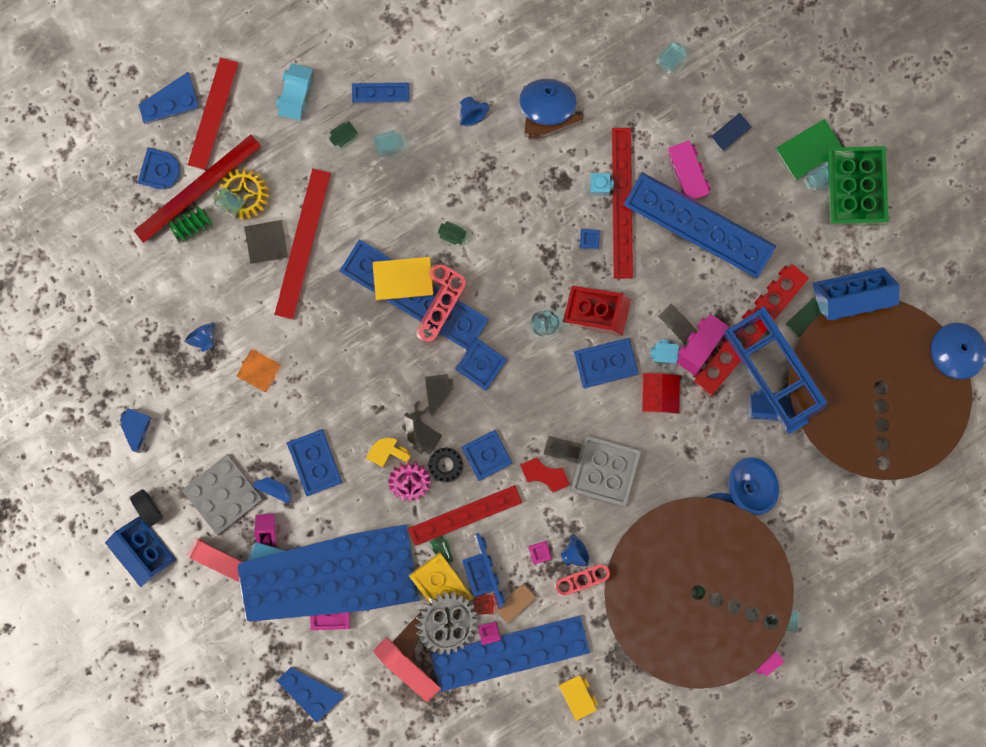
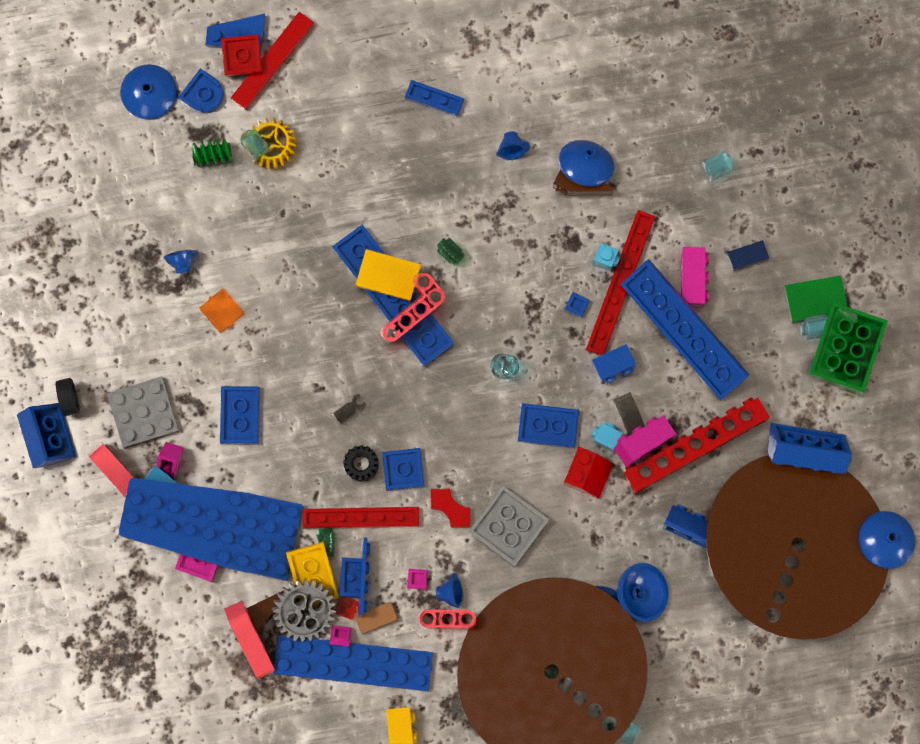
camera: 20 degrees right, 5 degrees down
(115, 197) = (149, 103): none -> blue dish
(134, 427) = (86, 320): blue slope -> none
(182, 120) = (241, 55): none -> red tile
(197, 188) = (230, 122): red tile -> none
(266, 242) = (275, 195): clear smoke tile -> none
(274, 489) = (192, 424): blue slope -> none
(296, 86) = (358, 63): medium azure brick -> none
(302, 244) = (308, 210): red tile -> none
(309, 693) = (150, 628): blue wing -> none
(342, 134) = (384, 122): clear green brick -> none
(384, 448) = (308, 426): yellow brick -> none
(388, 143) = (422, 146): clear light blue brick -> none
(400, 478) = (312, 462): dark pink gear -> none
(420, 434) = (348, 425): clear smoke slope -> none
(438, 391) = (380, 392): clear smoke slope -> none
(480, 364) = (430, 381): blue tile -> none
(564, 450) = (477, 491): clear smoke brick -> none
(597, 310) = (559, 373): red slope -> none
(645, 283) = (613, 364): none -> blue brick
(800, 420) = (707, 543): blue piece -> none
(804, 318) = (750, 453): clear green tile -> none

